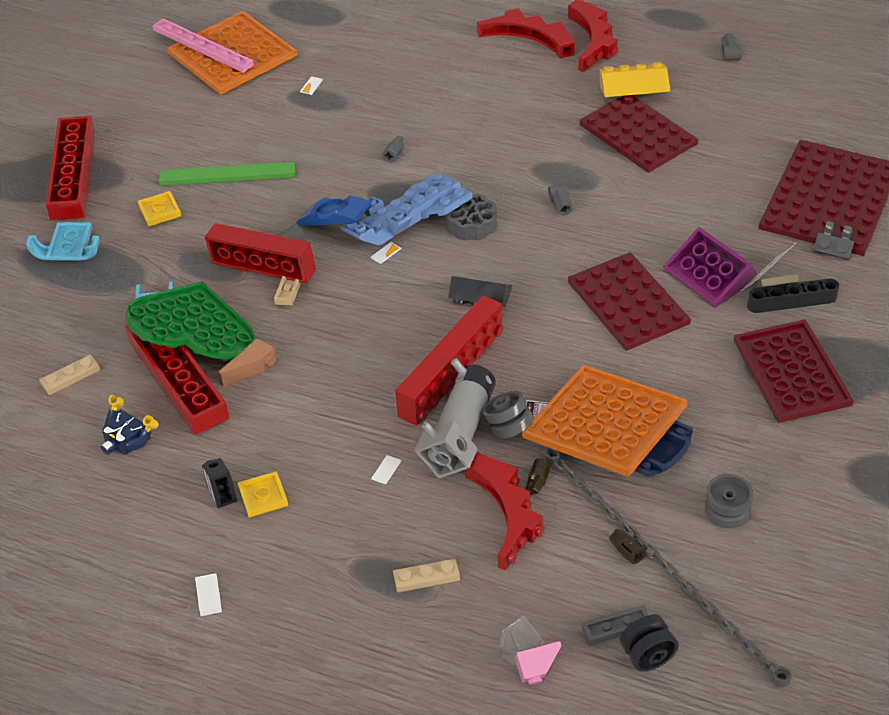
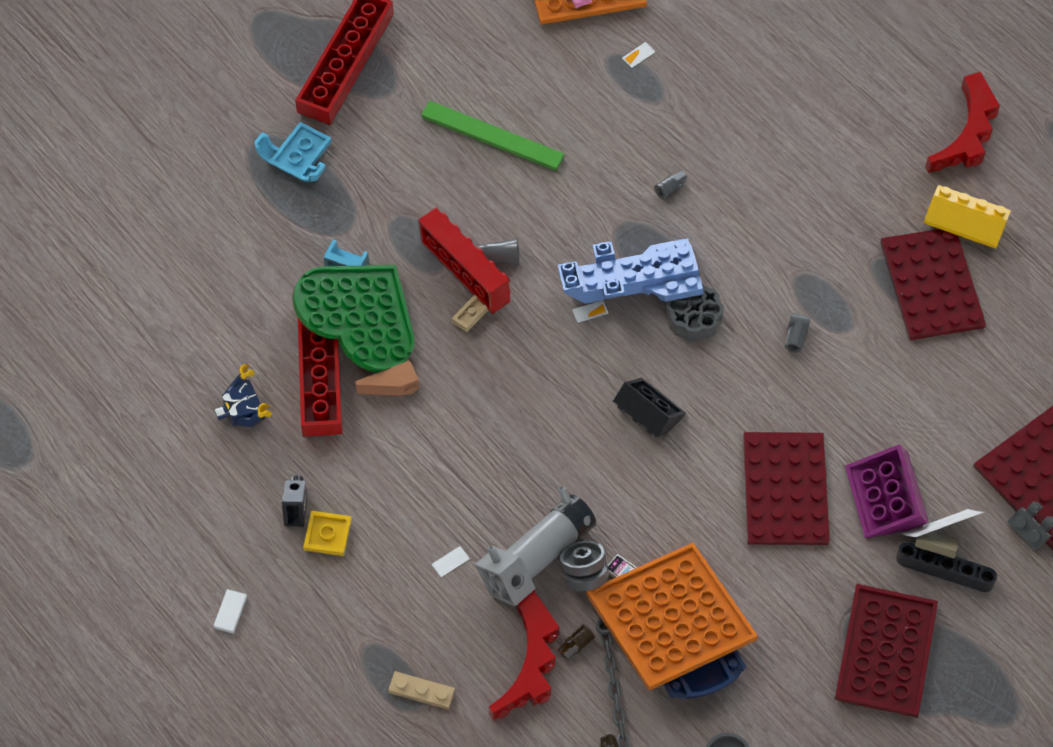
camera: 25 degrees right, 15 degrees up
(69, 374) = (227, 311): tan plate -> none
(159, 208) = (404, 150): yellow plate -> none
(334, 211) = (562, 242): blue slope -> none
(436, 374) = (574, 472): red brick -> none
(534, 28) = (909, 87): red arch -> none

